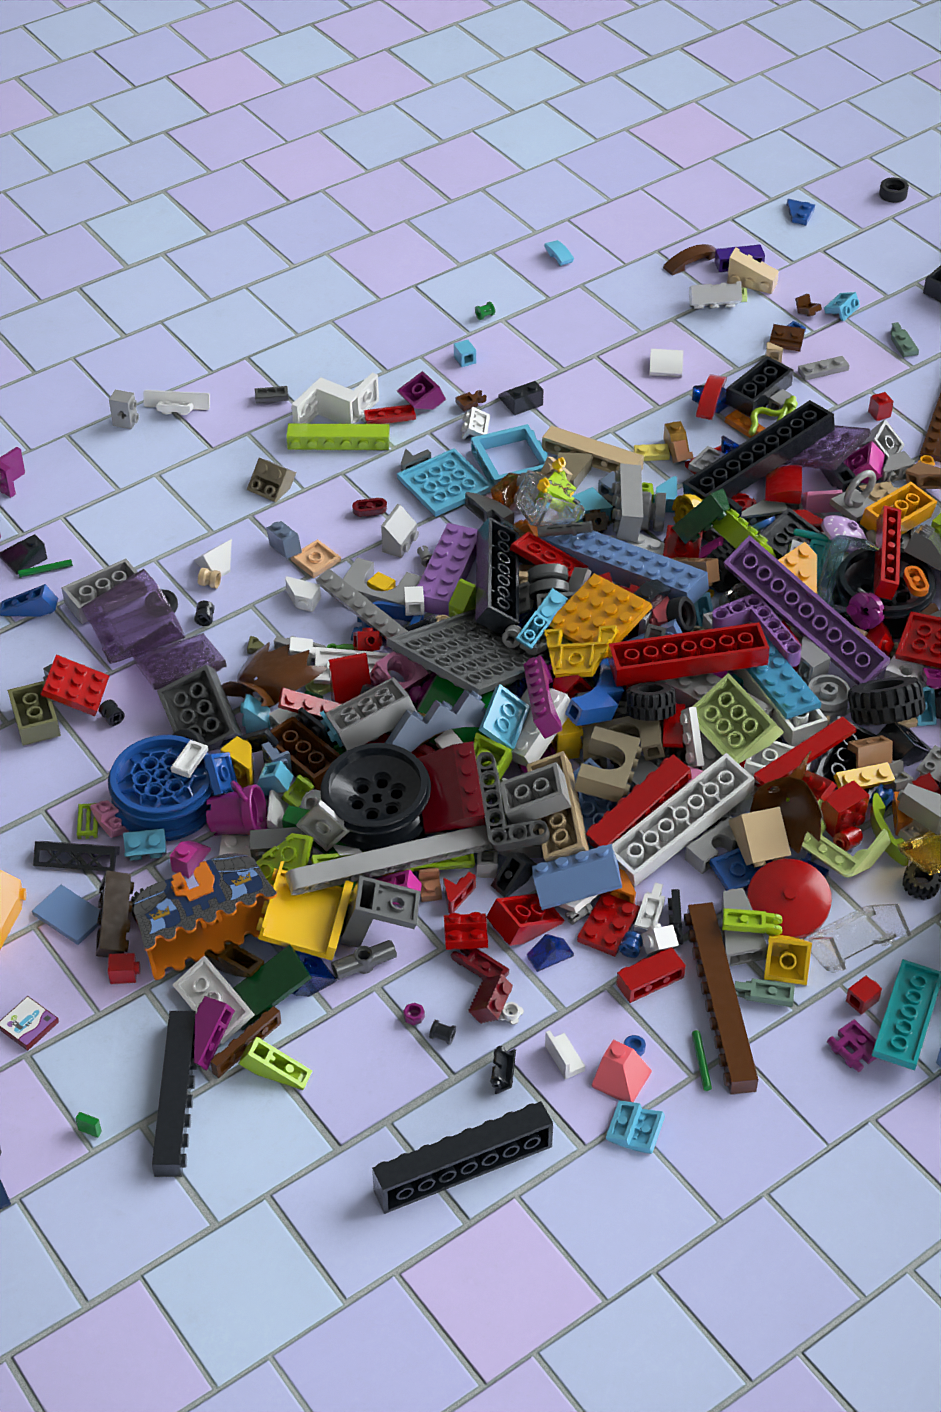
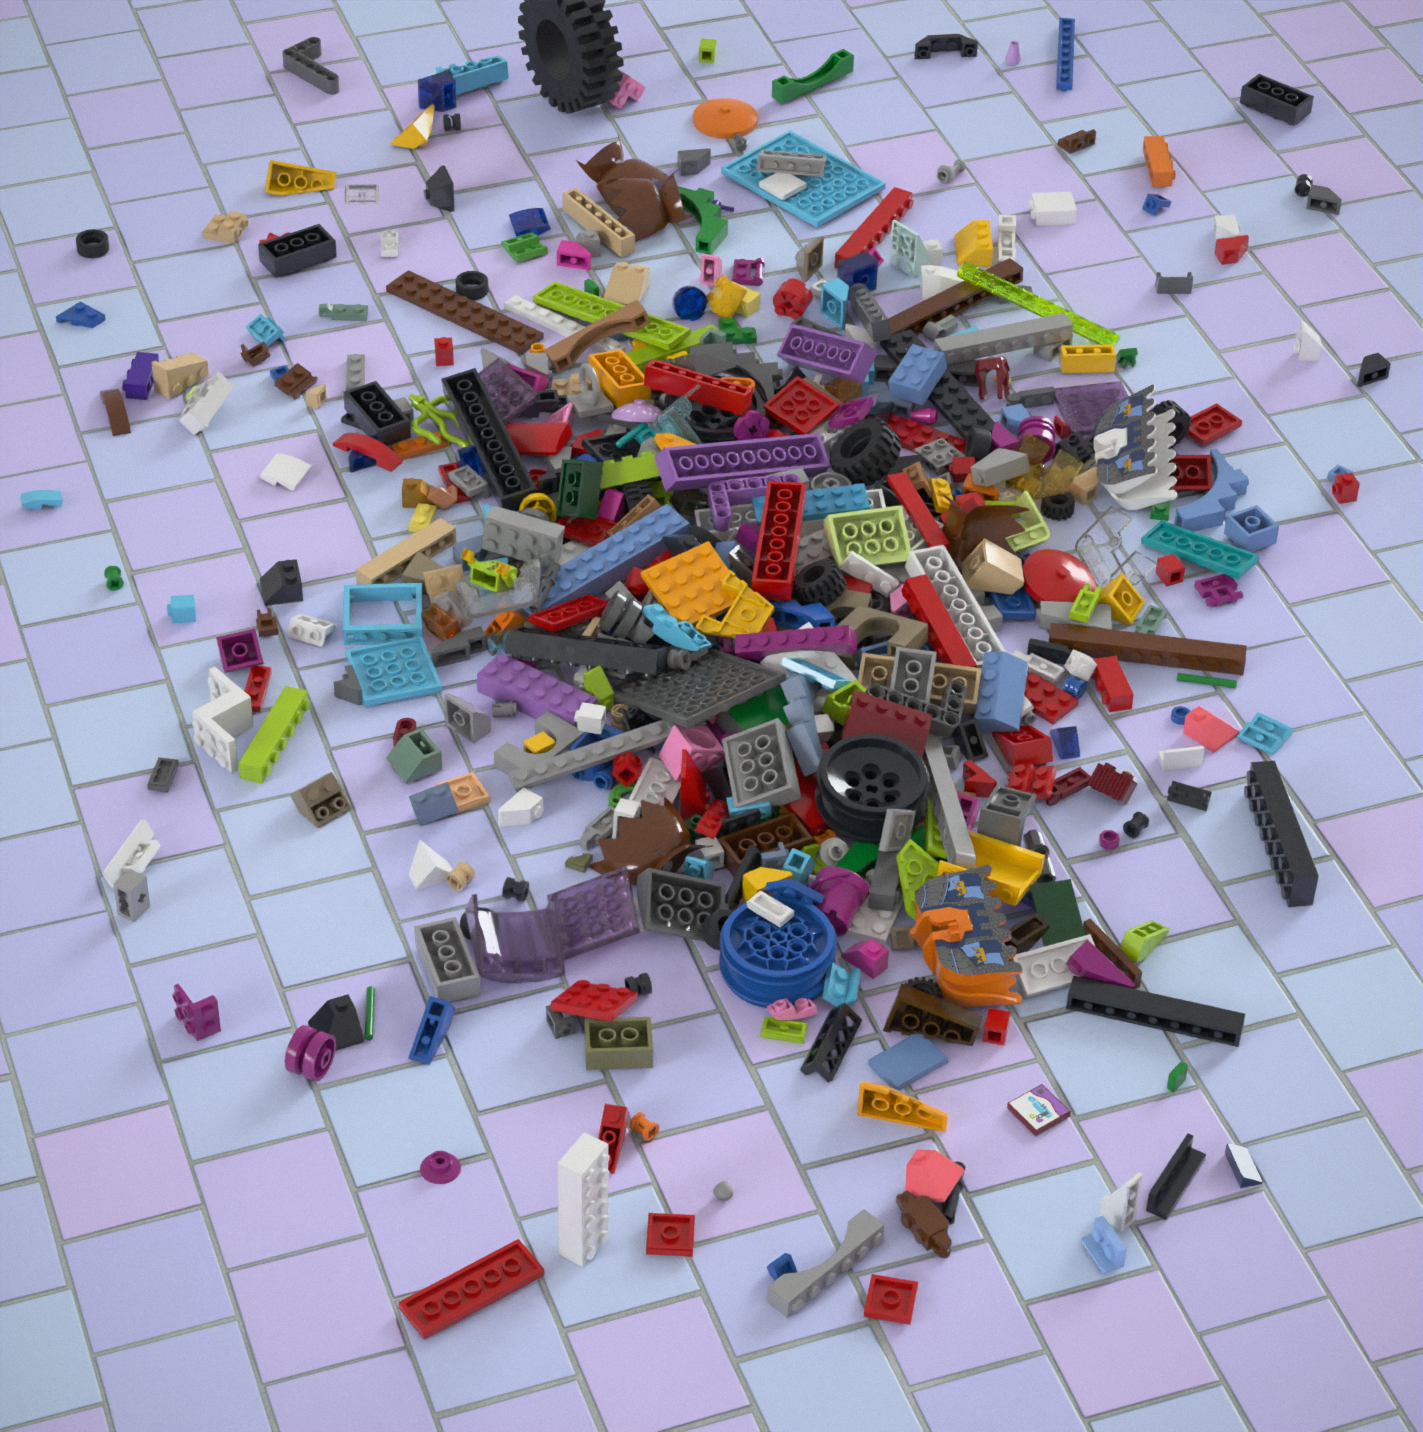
camera: 75 degrees left, 5 degrees down
(341, 518) = (415, 756): none -> sand green slope
(345, 850) = (922, 828): white sticker -> none

